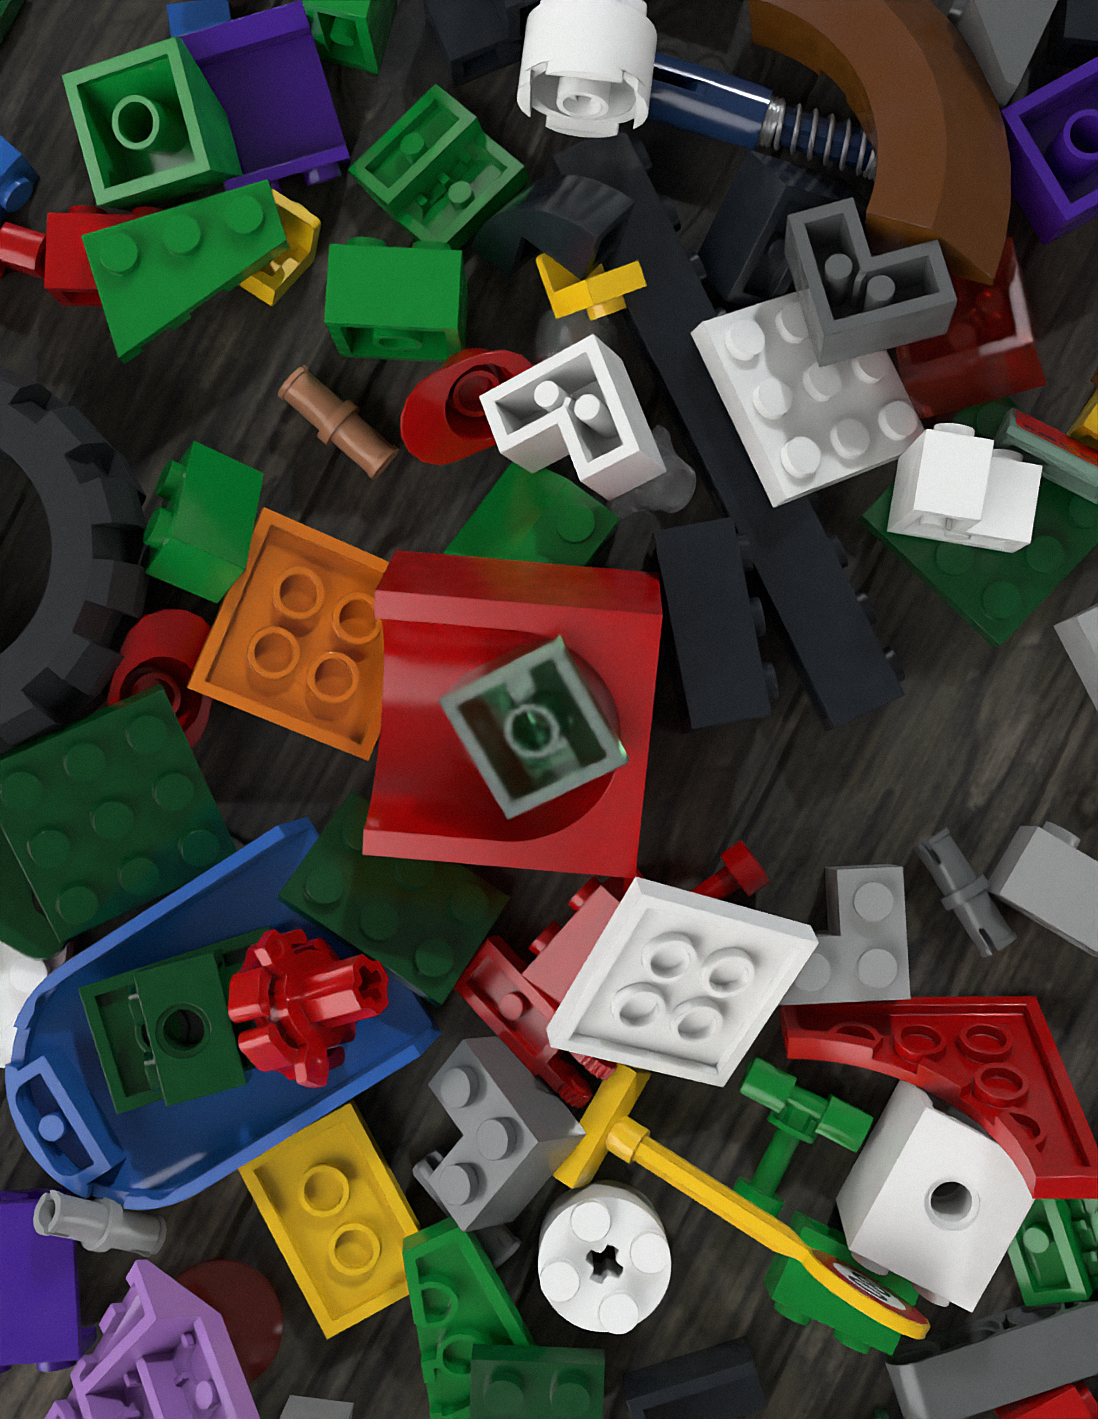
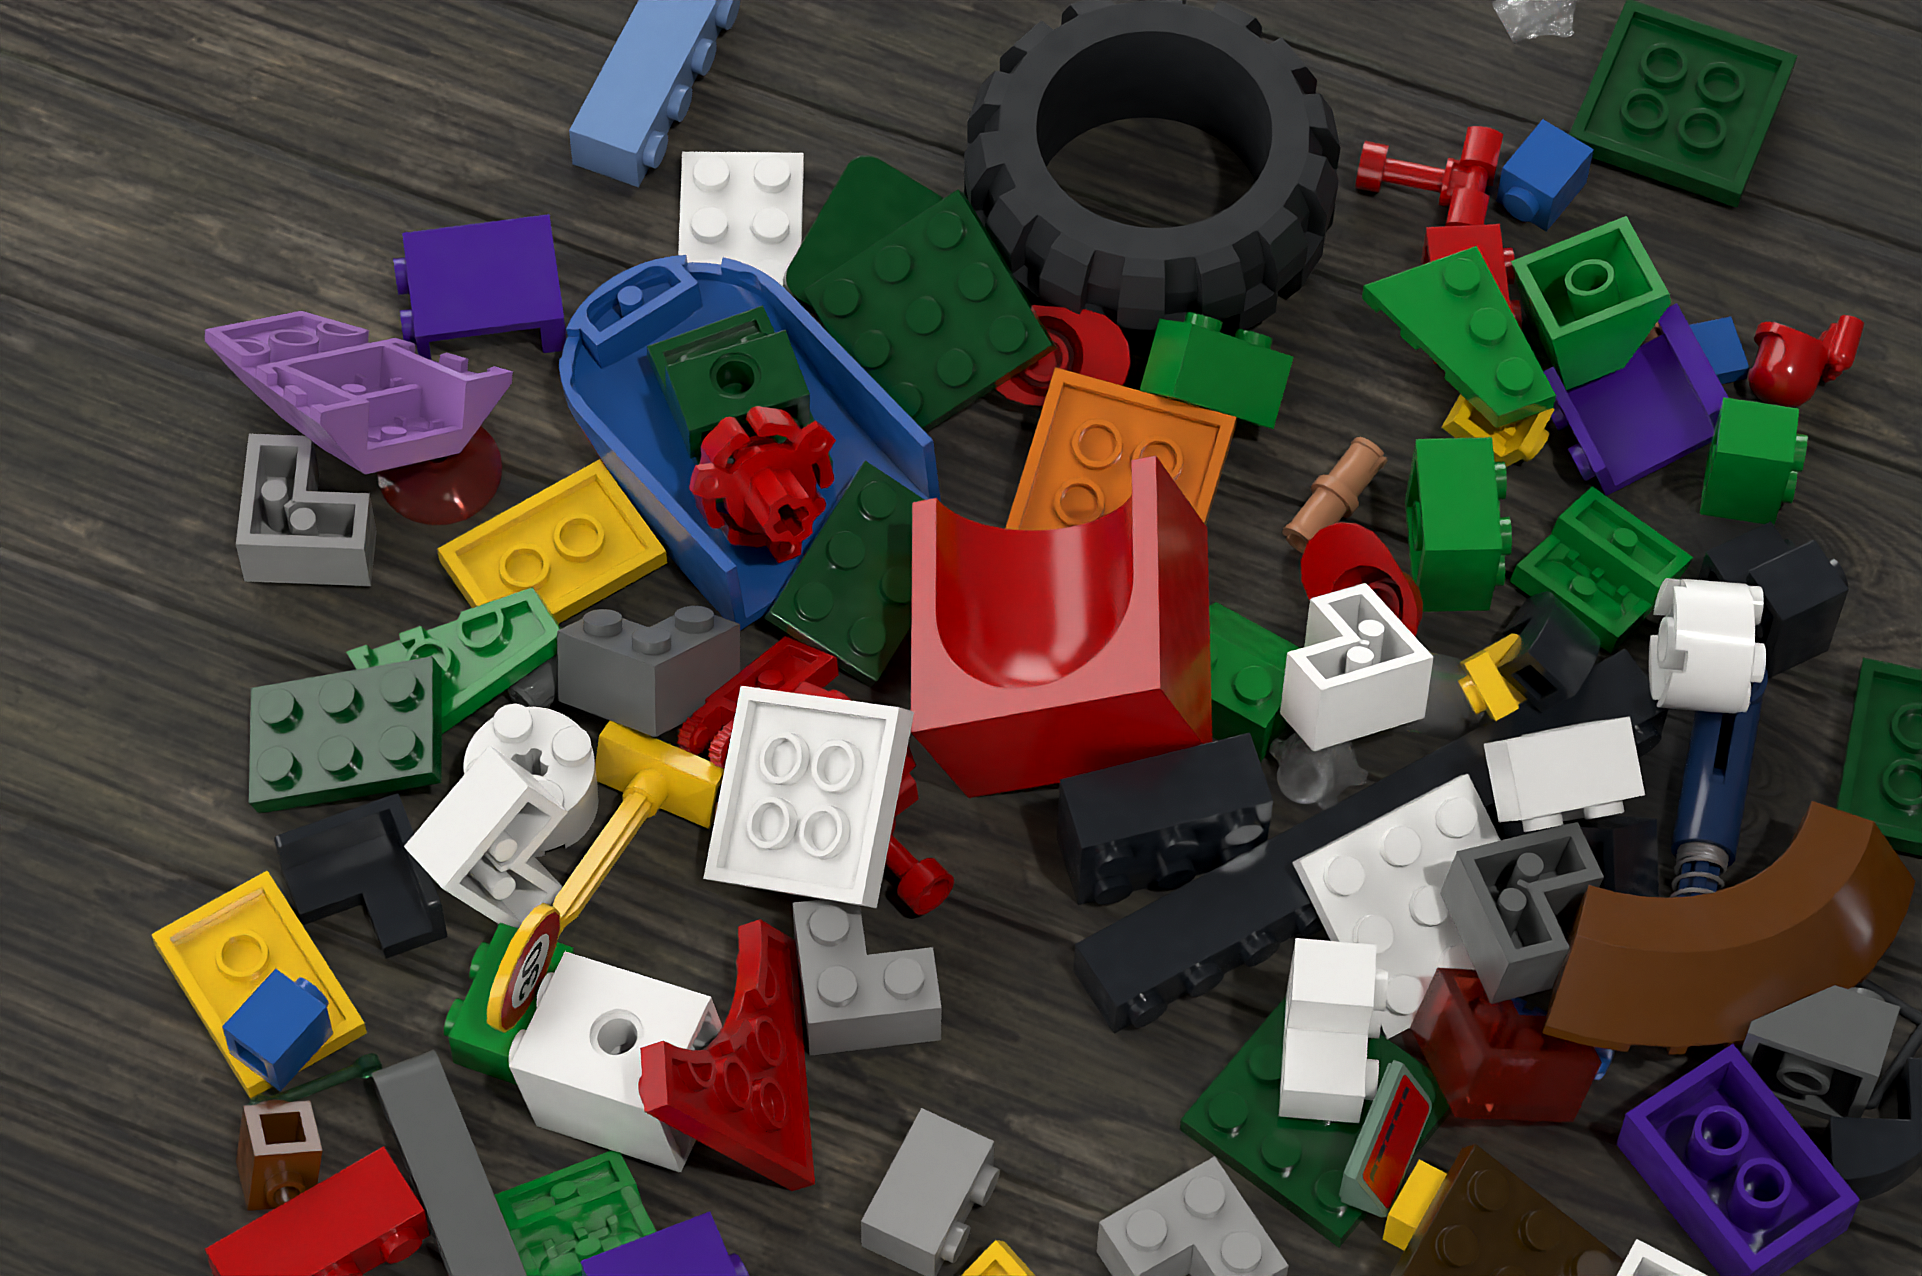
camera: 80 degrees right, 25 degrees down
(99, 1224) = (541, 345): light grey pin -> none
(532, 725) = (1042, 607): slope -> none
(705, 1315) = (485, 840): none -> white brick
(724, 219) = (1565, 773): none -> white brick
(798, 1116) = (675, 956): green bar -> none
(964, 892) = (929, 1091): dark grey pin -> none

